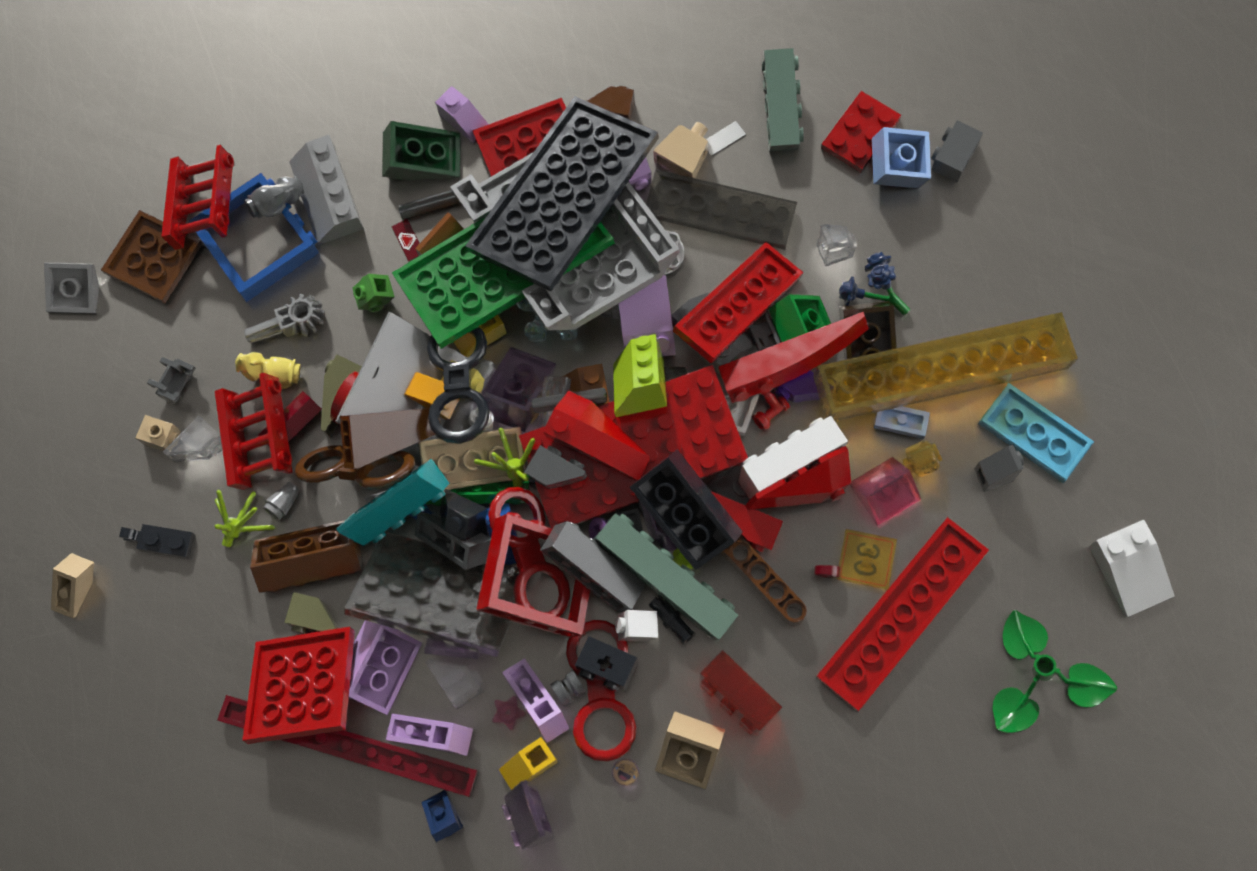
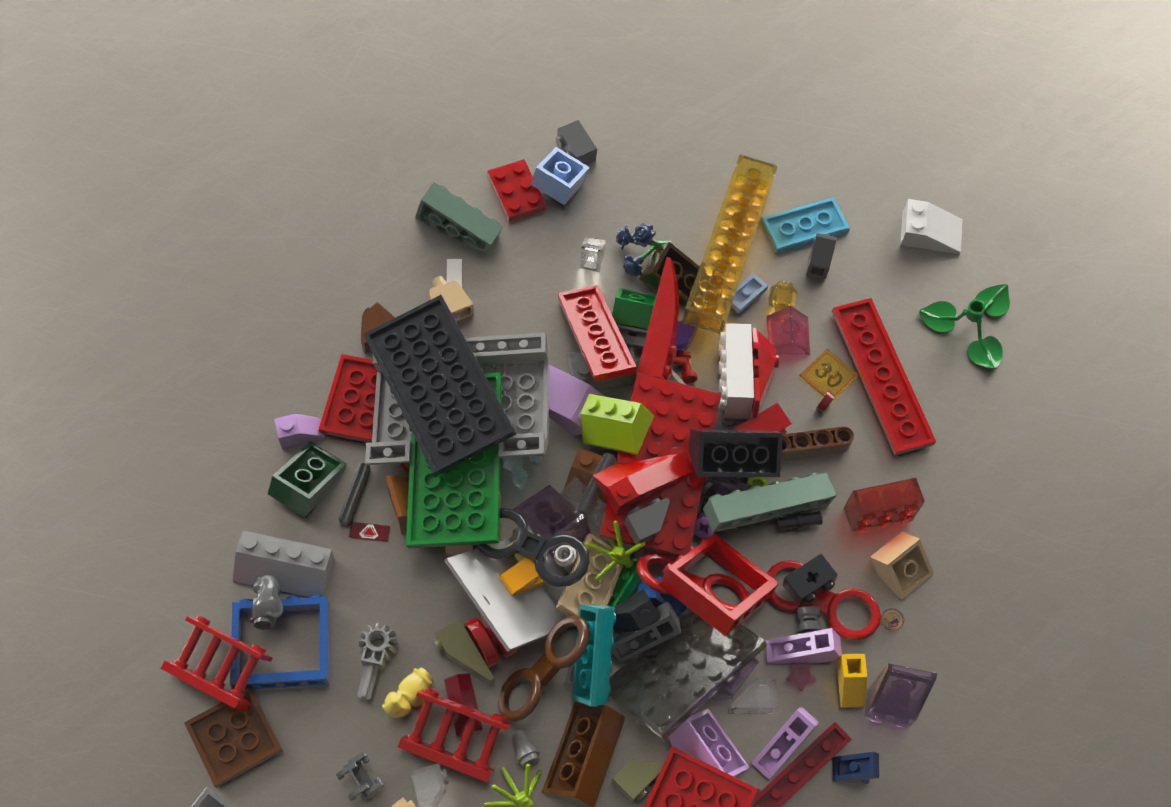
camera: 70 degrees left, 10 degrees down
(373, 292) = (400, 577): bright green brick -> none
(381, 433) = (538, 625): slope -> none
(593, 566) = (734, 543): dark grey brick -> none
(637, 625) = (791, 544): white brick -> none
(721, 209) = (515, 301): clear smoke plate -> none

